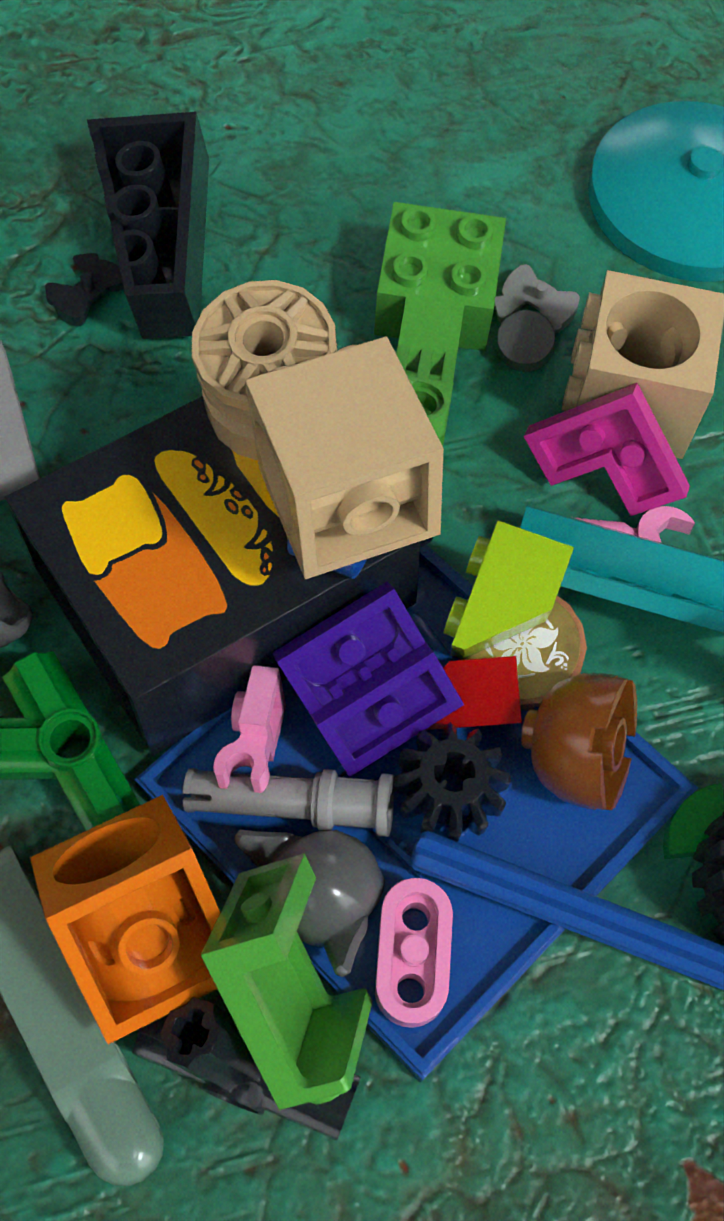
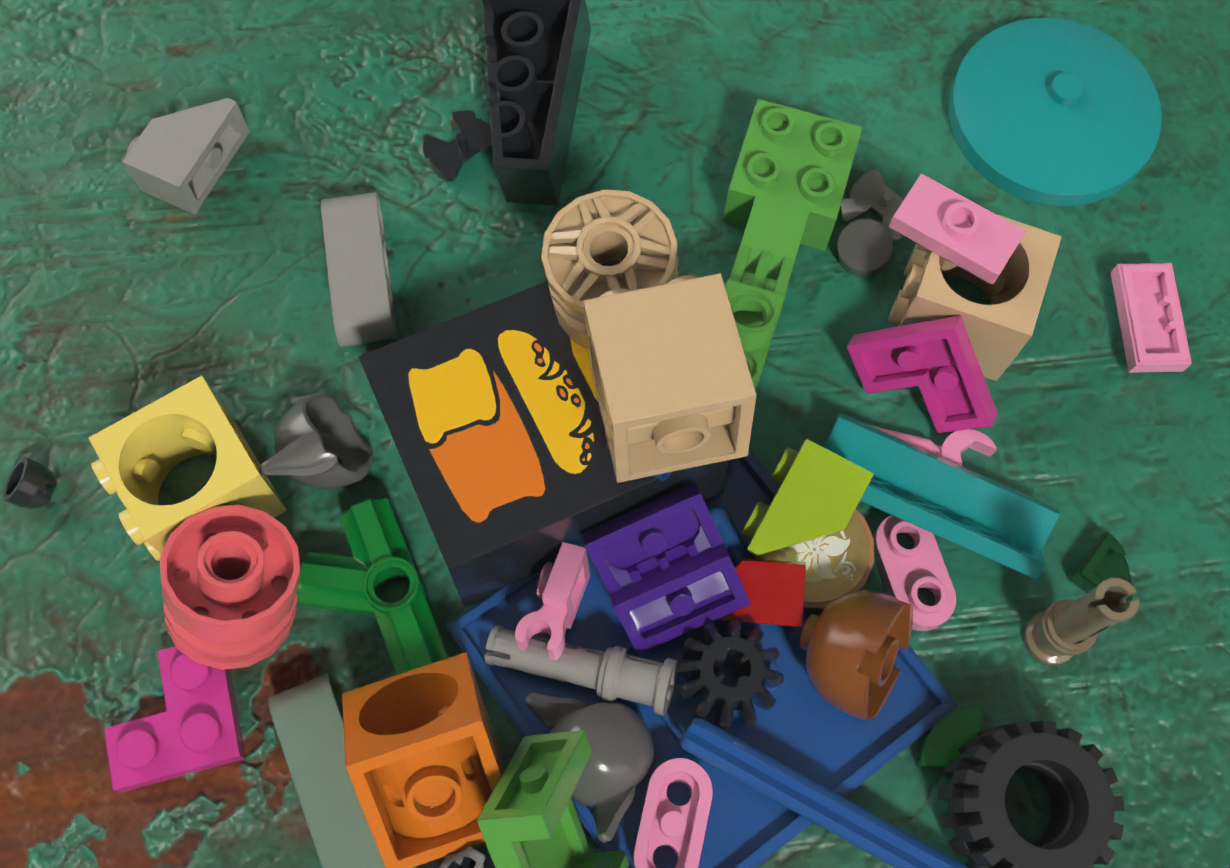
camera: 10 degrees right, 5 degrees up
(619, 296) = (957, 229): none -> bright pink plate
(630, 654) = (914, 568): none -> bright pink plate

